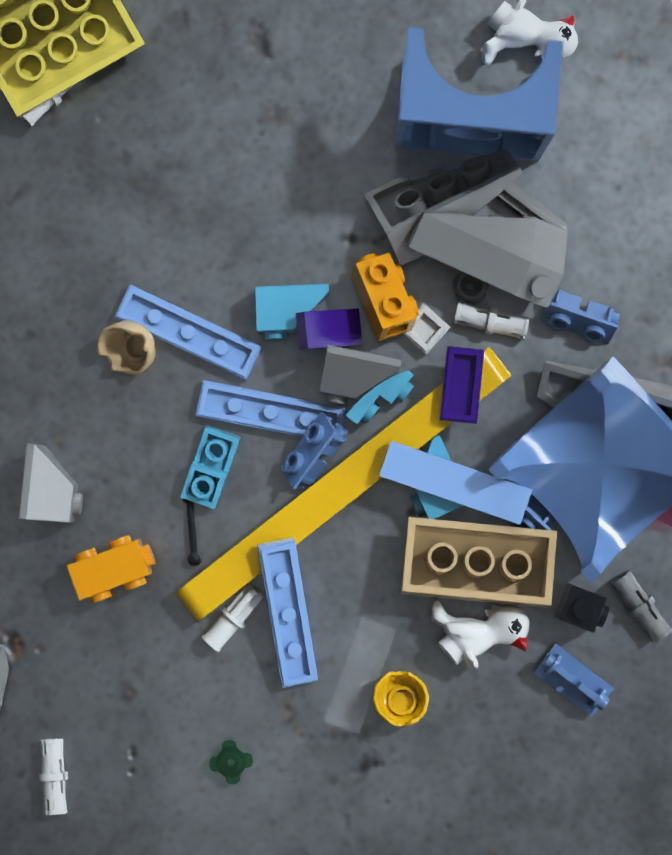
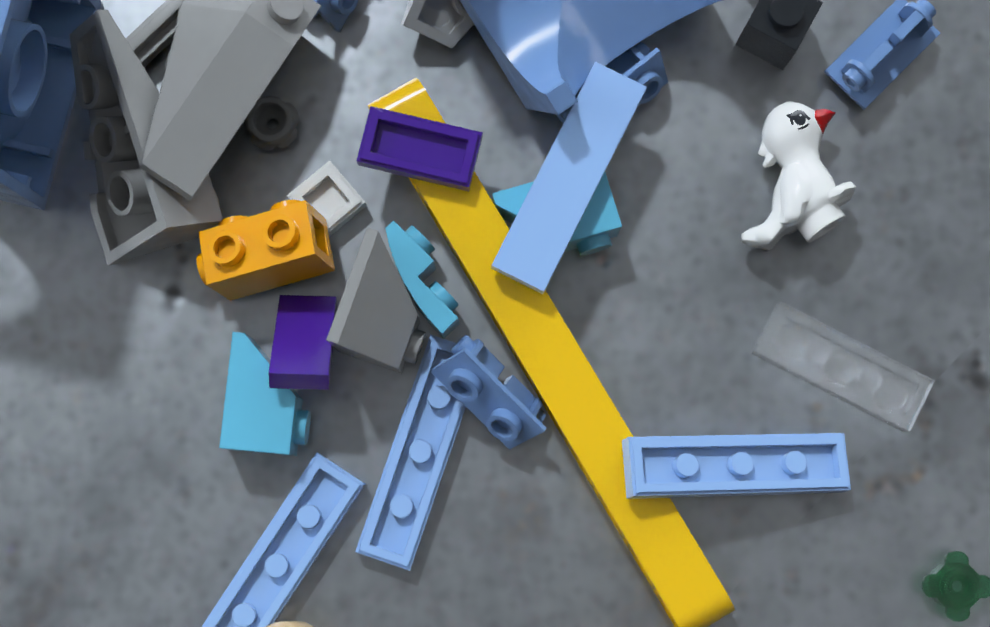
camera: 85 degrees left, 5 degrees down
(194, 557) = (536, 598): black hinge -> none
(210, 467) = (493, 557): medium azure slope -> none
(233, 617) = (732, 552): white axle -> none
(400, 699) = (888, 309): yellow hair -> none
(478, 562) = (694, 161): tan slope -> none
(491, 320) = (328, 99): white pin -> none

